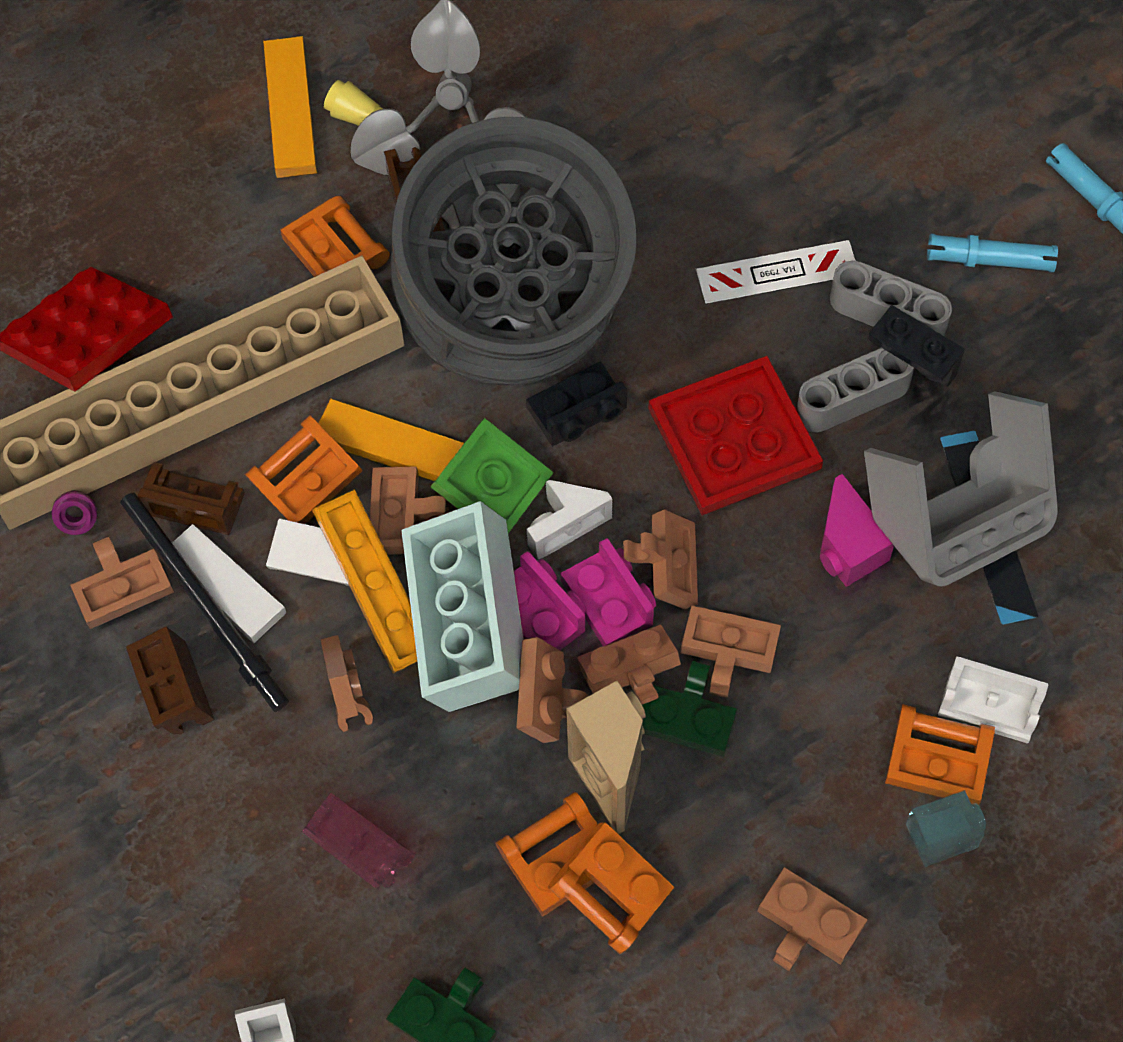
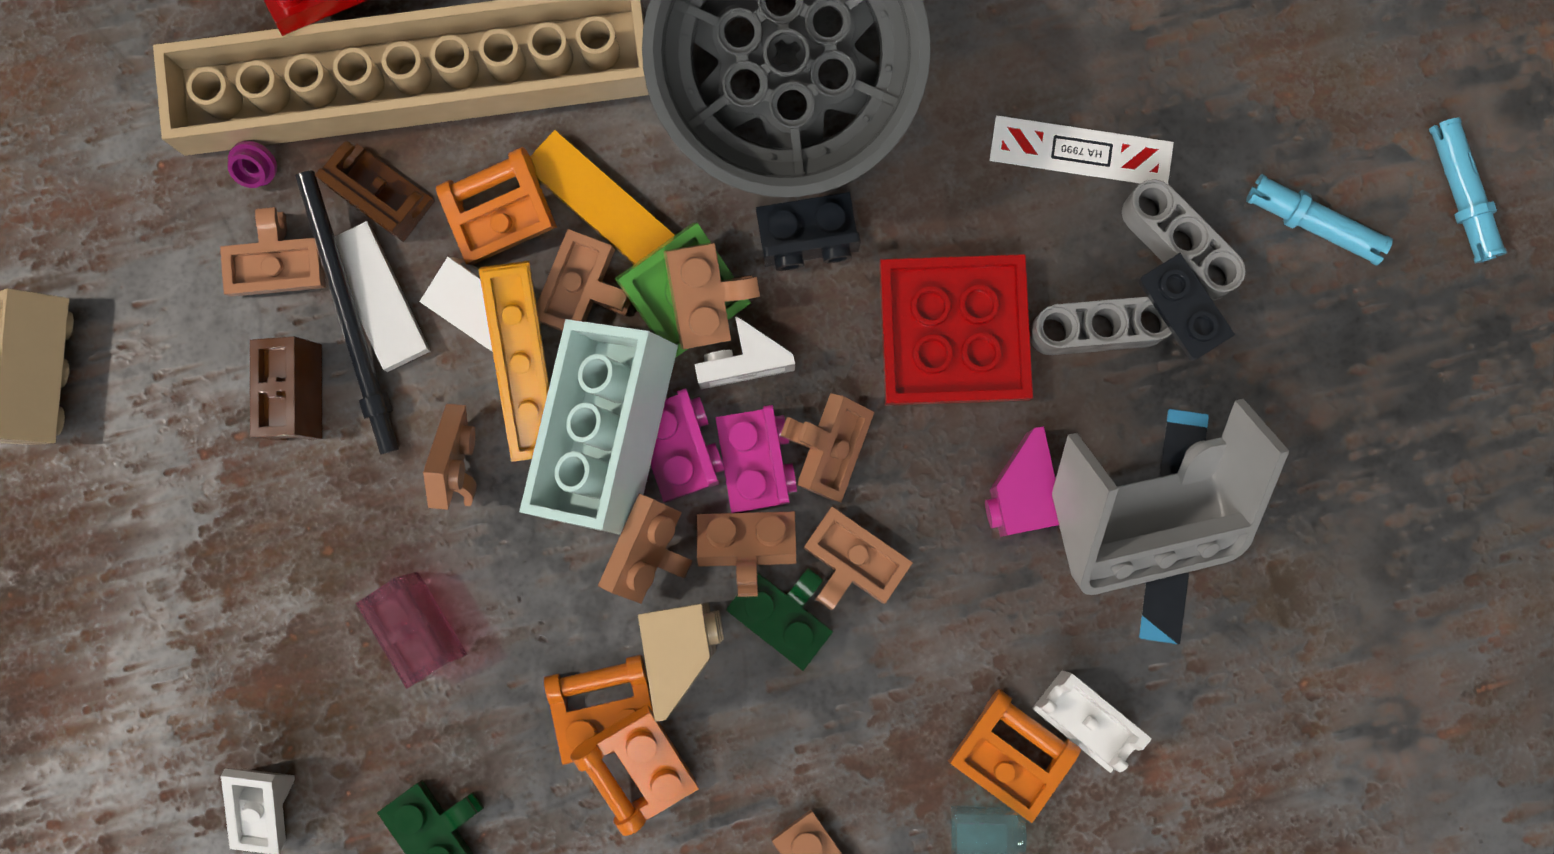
camera: 20 degrees right, 20 degrees up
(510, 473) = (701, 294): none -> nougat plate

